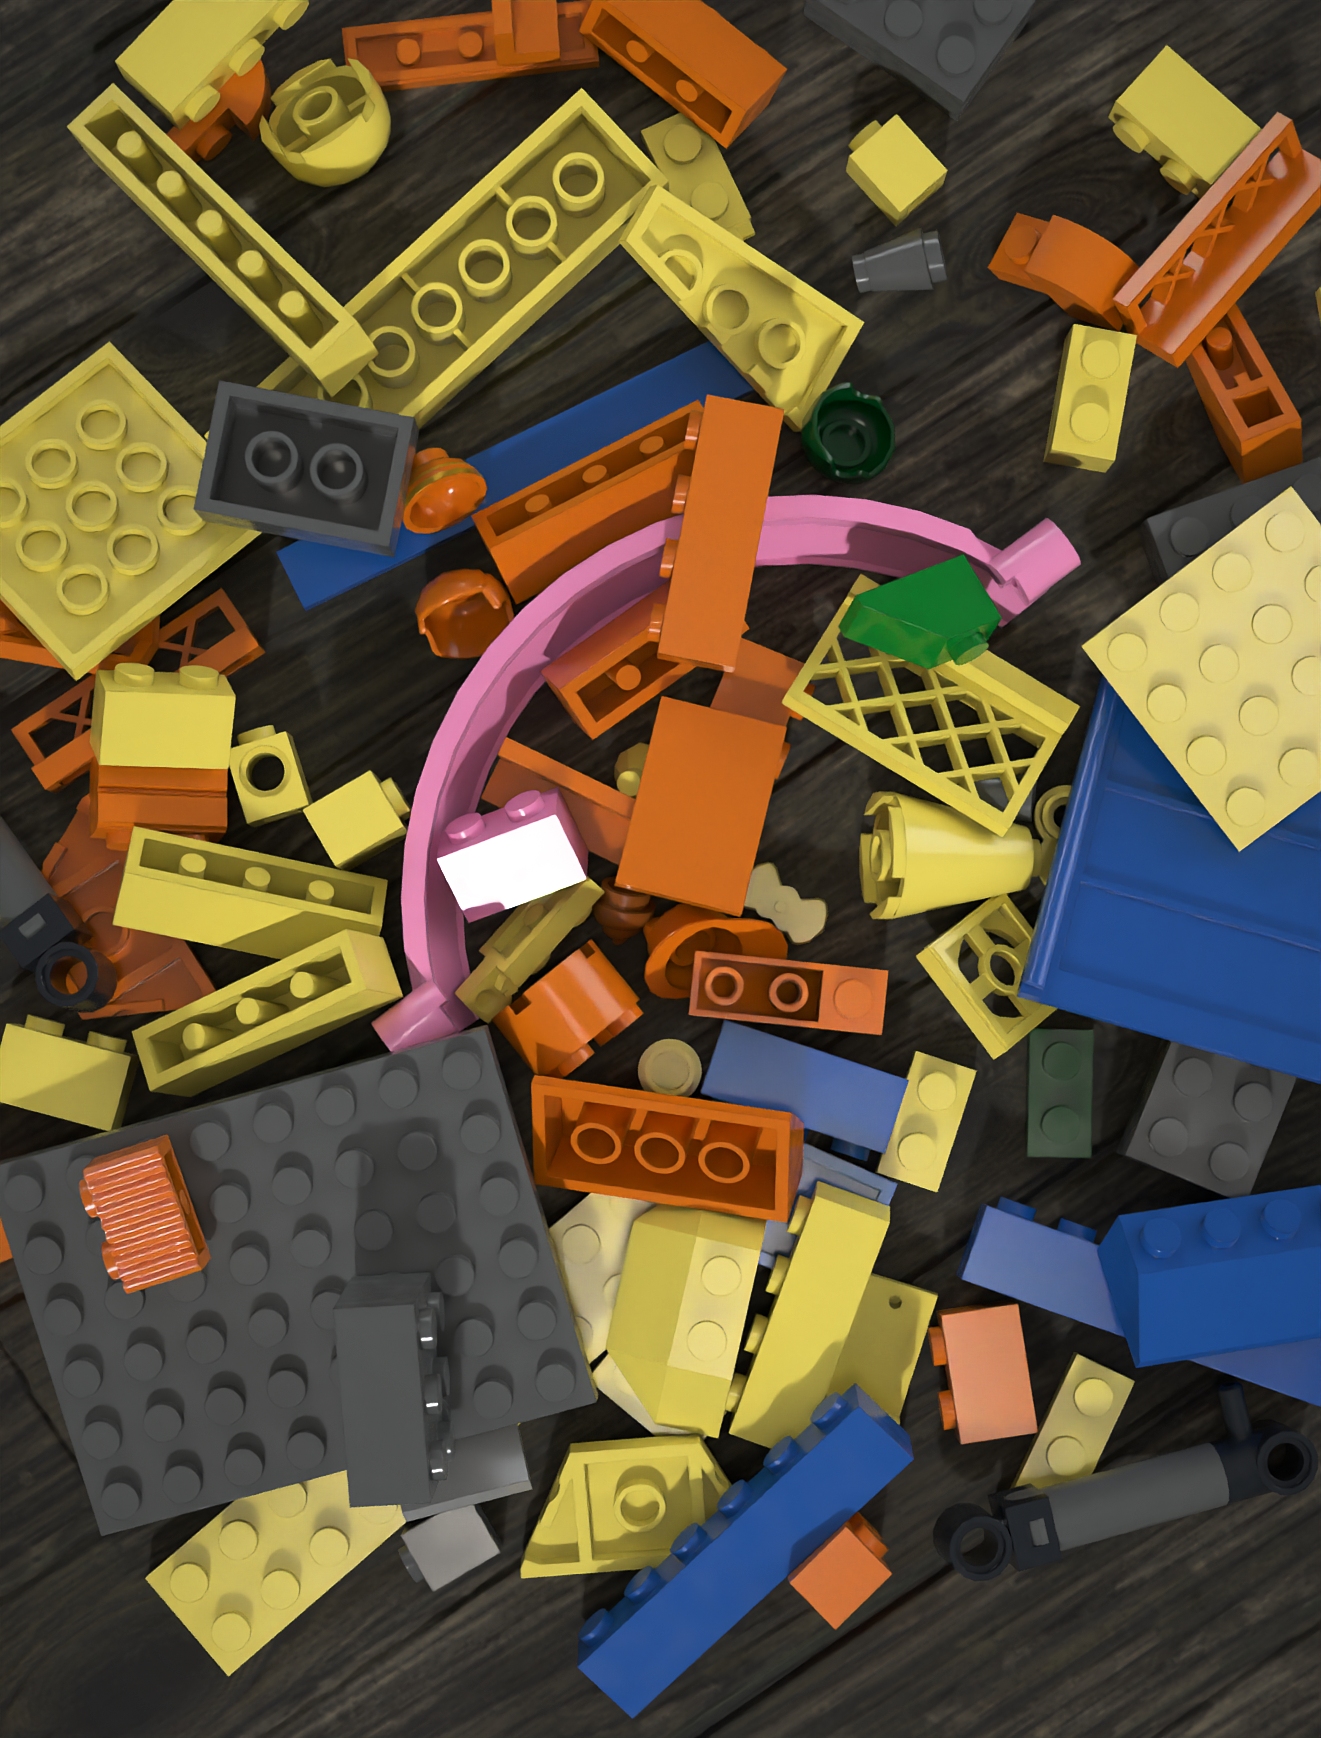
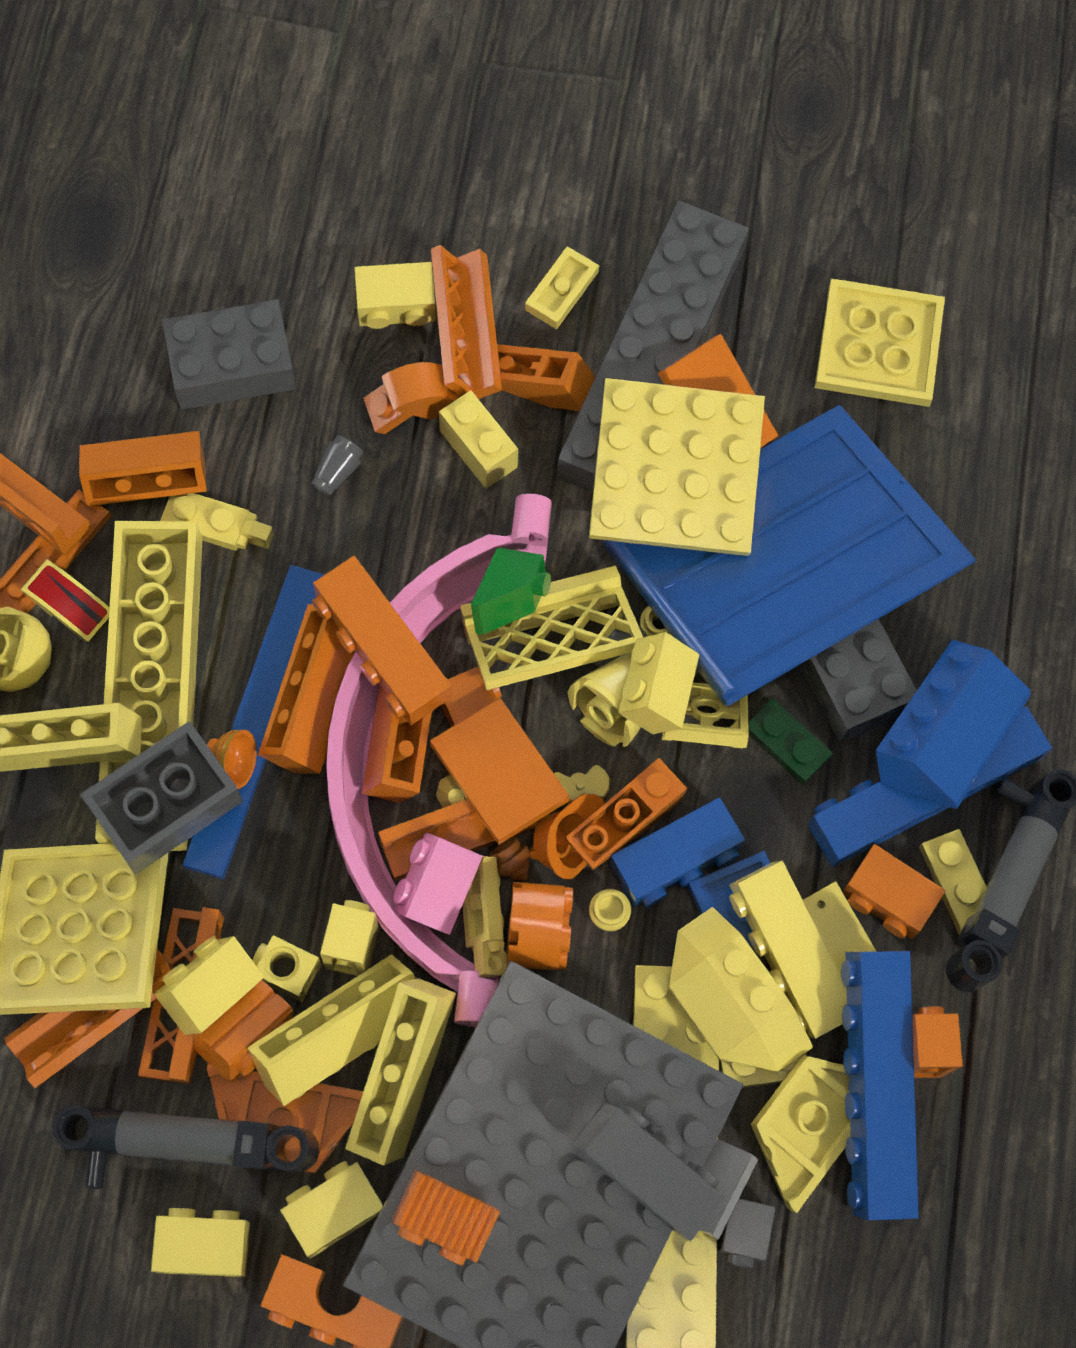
camera: 50 degrees left, 15 degrees down
(448, 121) = (66, 600): none -> slope
(463, 612) = (300, 802): orange hair -> none
(666, 1148) = (647, 934): orange slope -> none
(749, 307) = (280, 543): light yellow wing -> none
(848, 435) = (390, 556): dark green hair -> none
(894, 168) = (290, 429): light yellow brick -> none
(927, 1121) = (747, 812): light yellow plate -> none
(969, 894) = (658, 683): none -> light yellow brick

